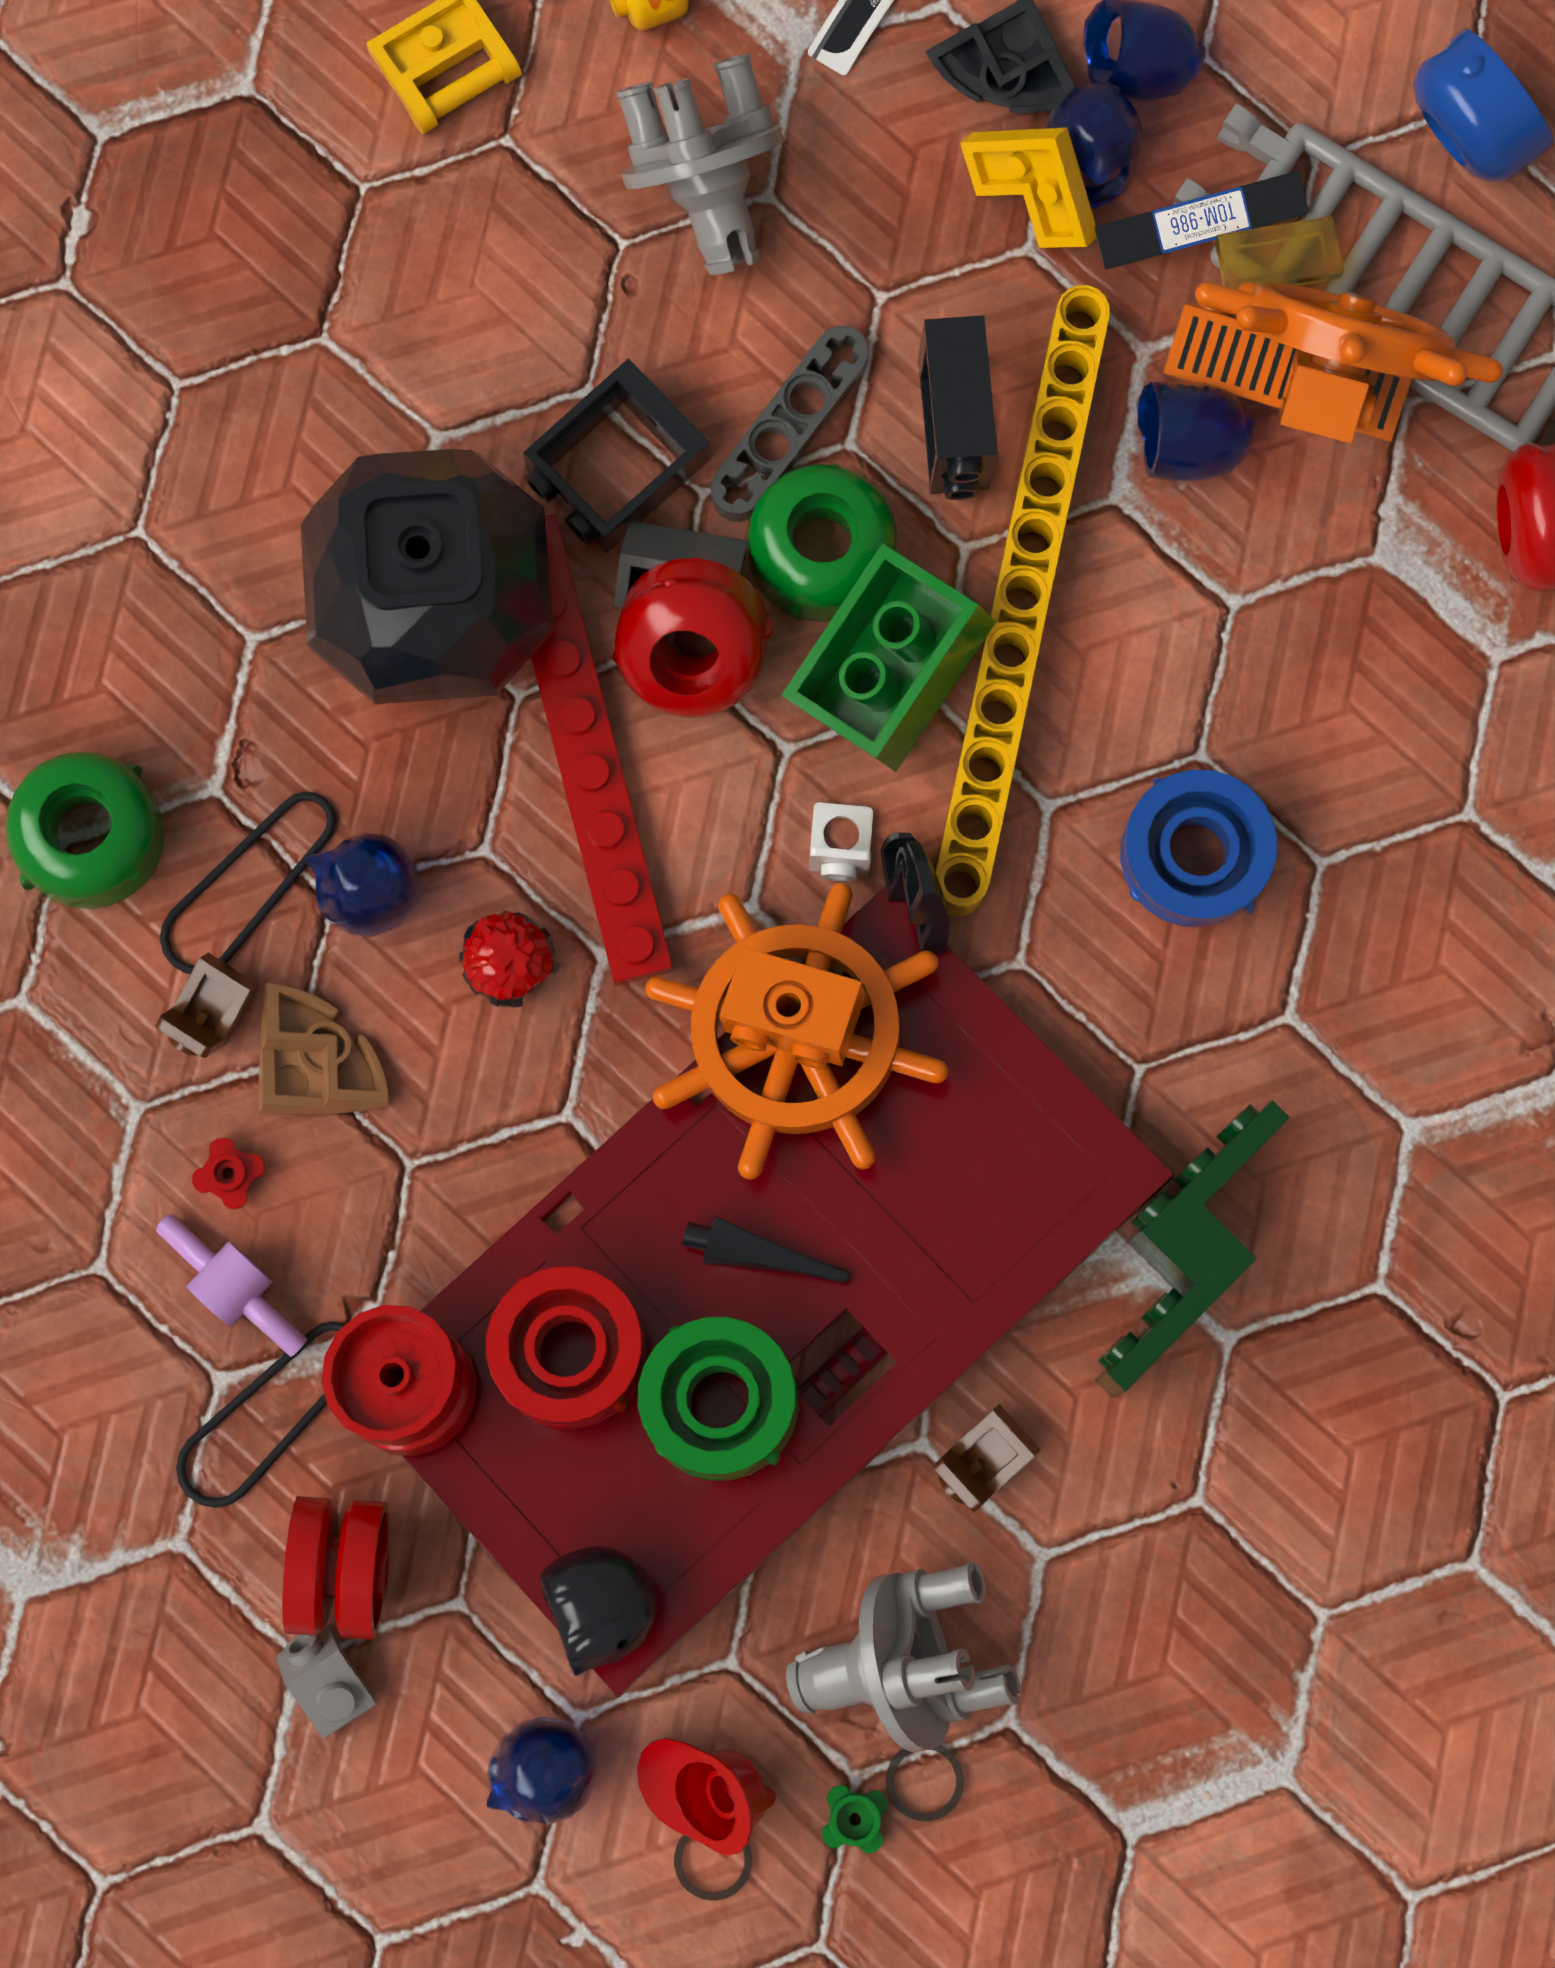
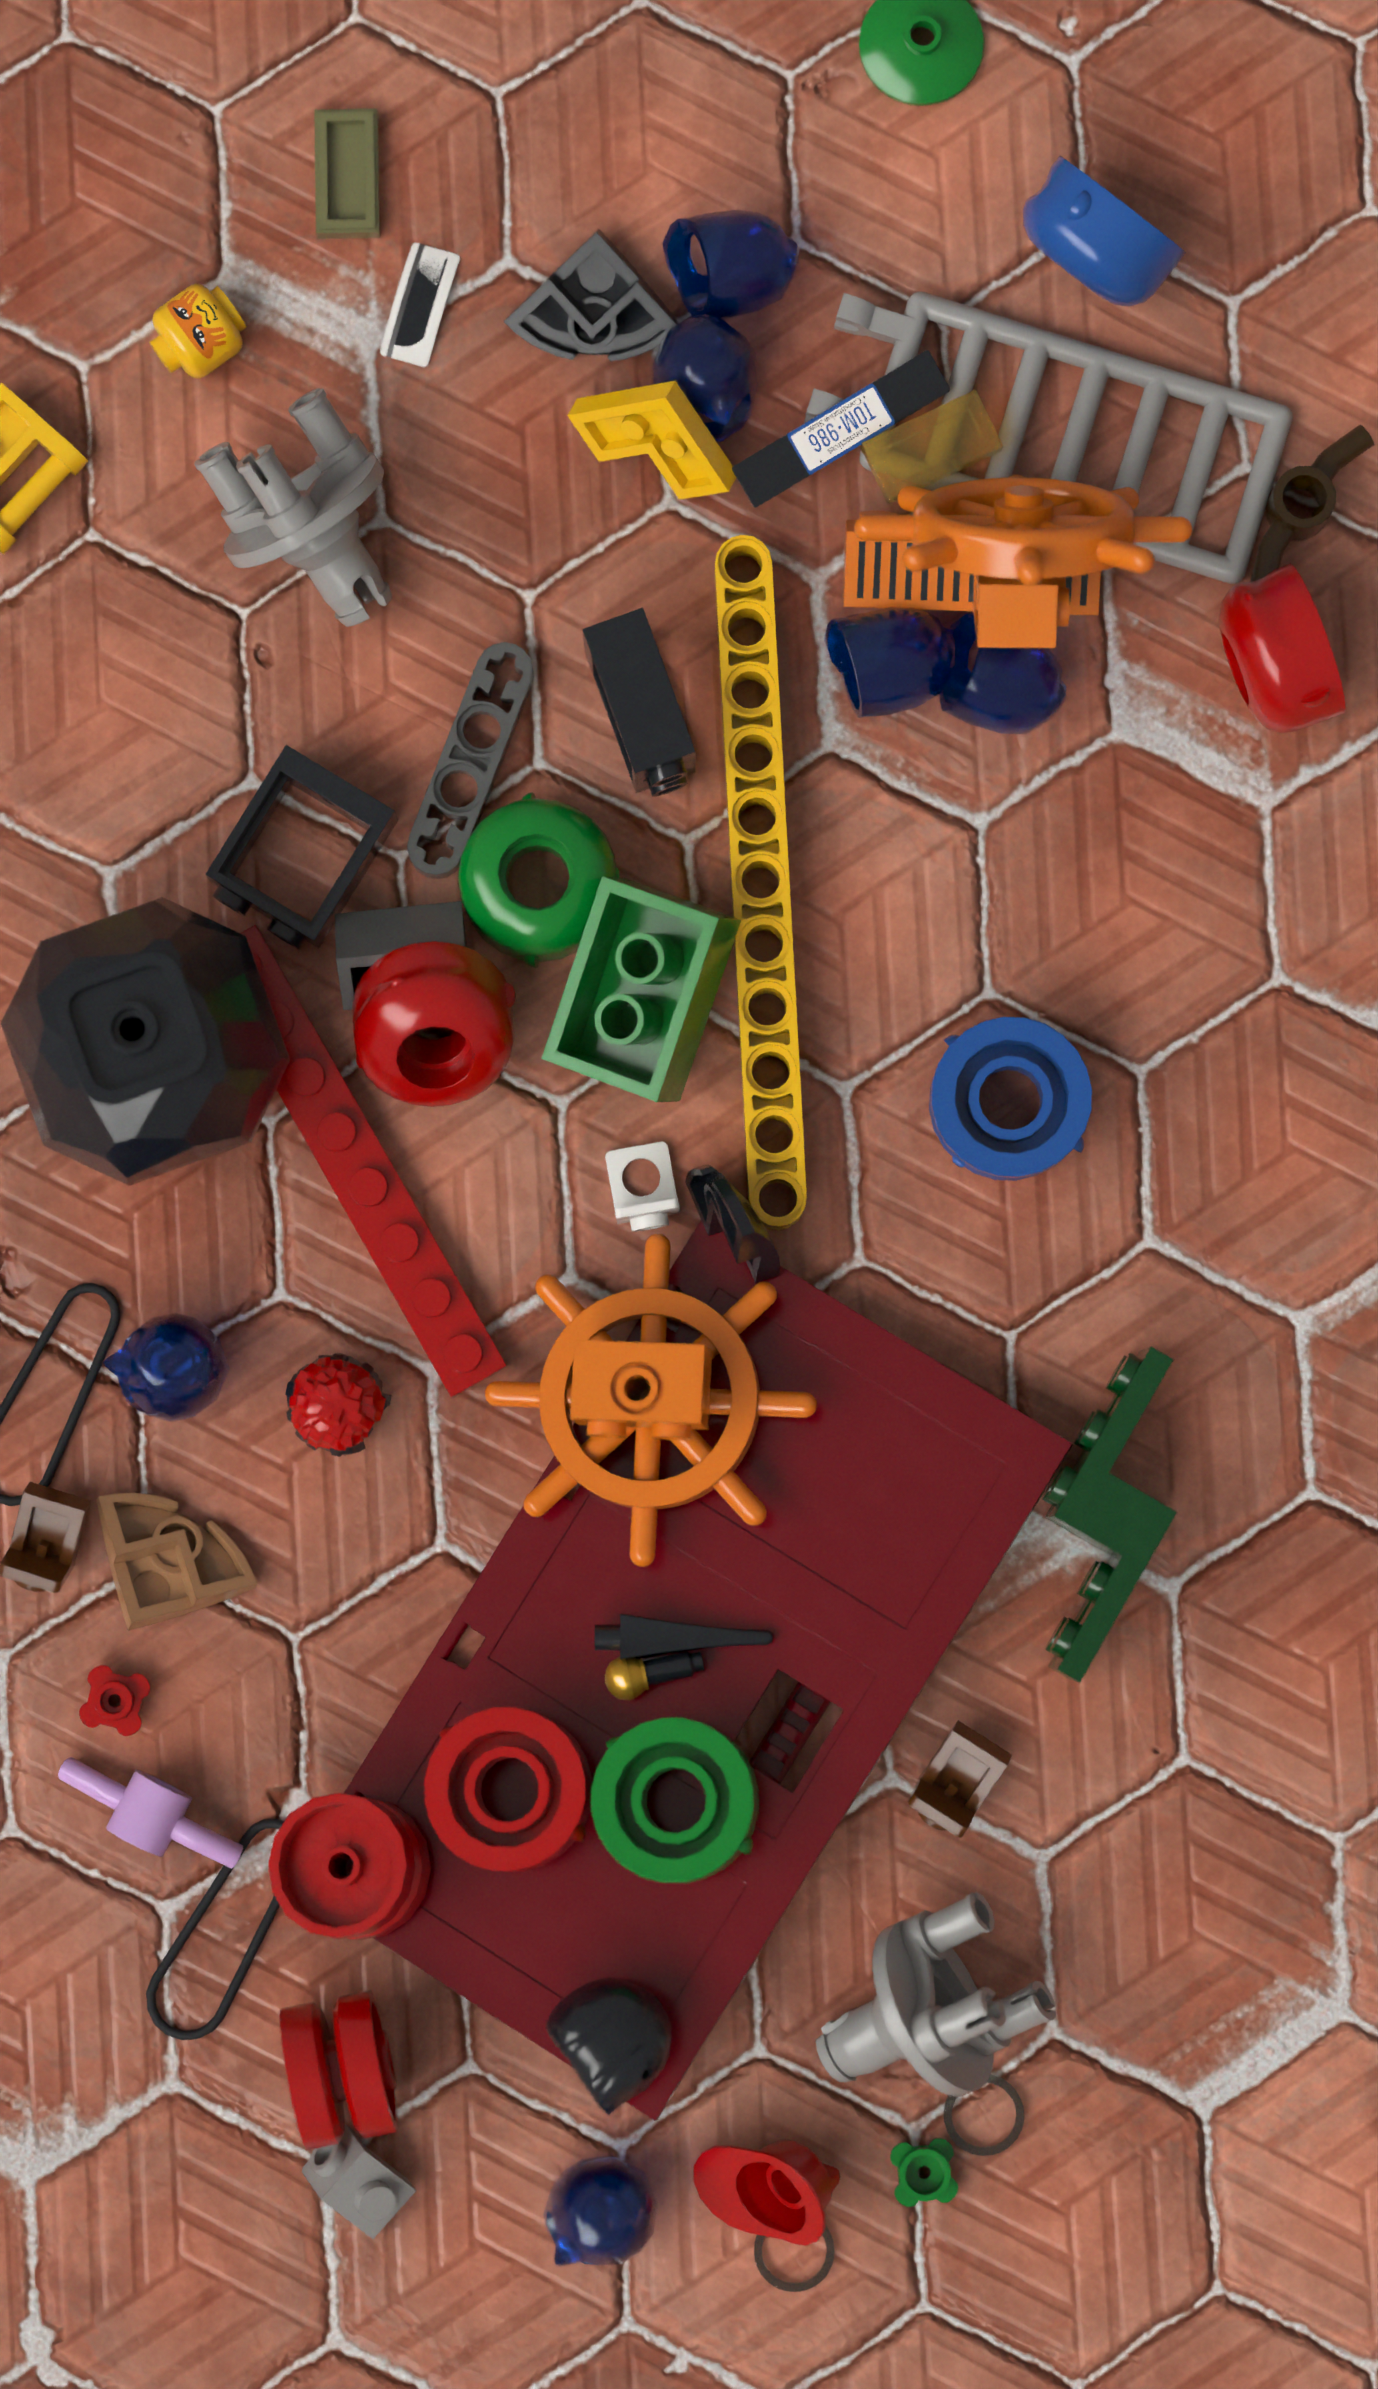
camera: 10 degrees left, 5 degrees up
(708, 1278) = (633, 1676): none -> piece
(1295, 482) = (1007, 687): none -> clear blue piece

